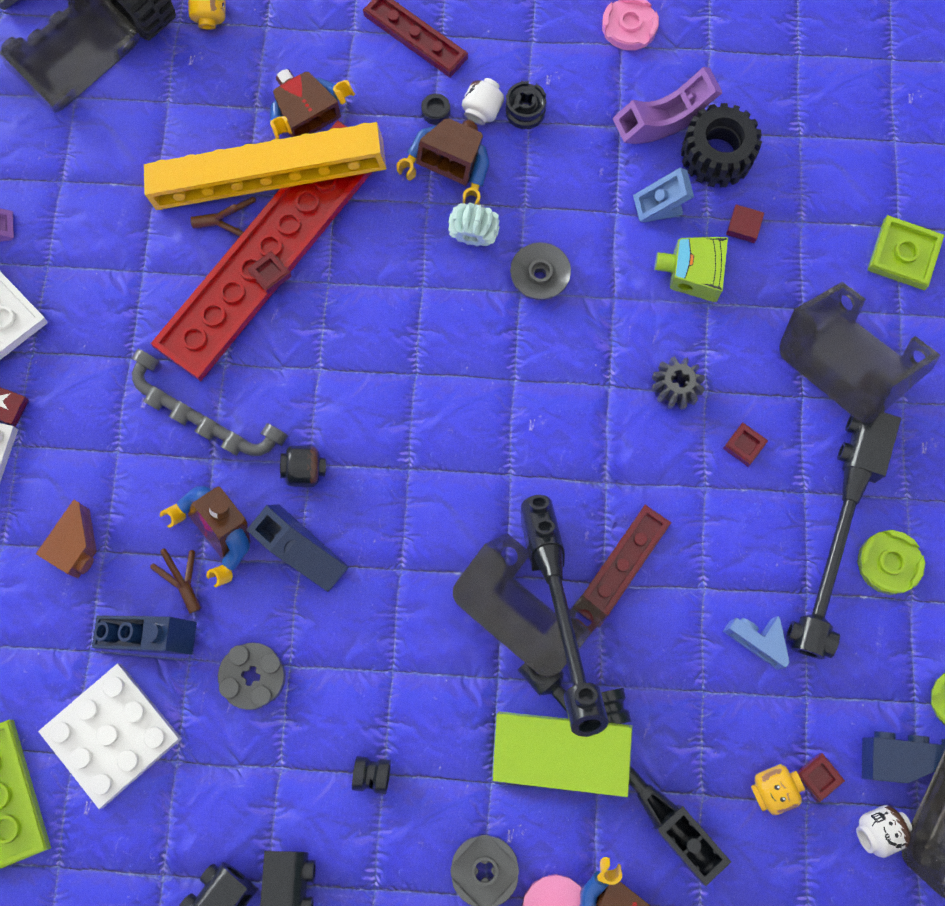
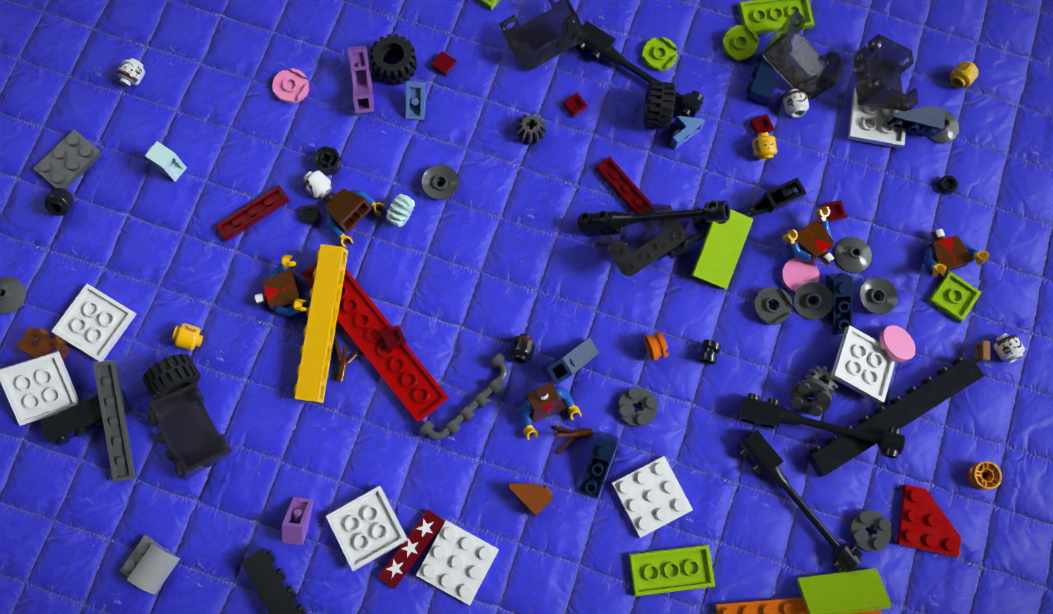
camera: 80 degrees left, 0 degrees up
(356, 679) = (656, 346): none -> orange wheel
(696, 266) = (464, 96): lime torso -> none
(786, 577) = (659, 104): none -> black tyre

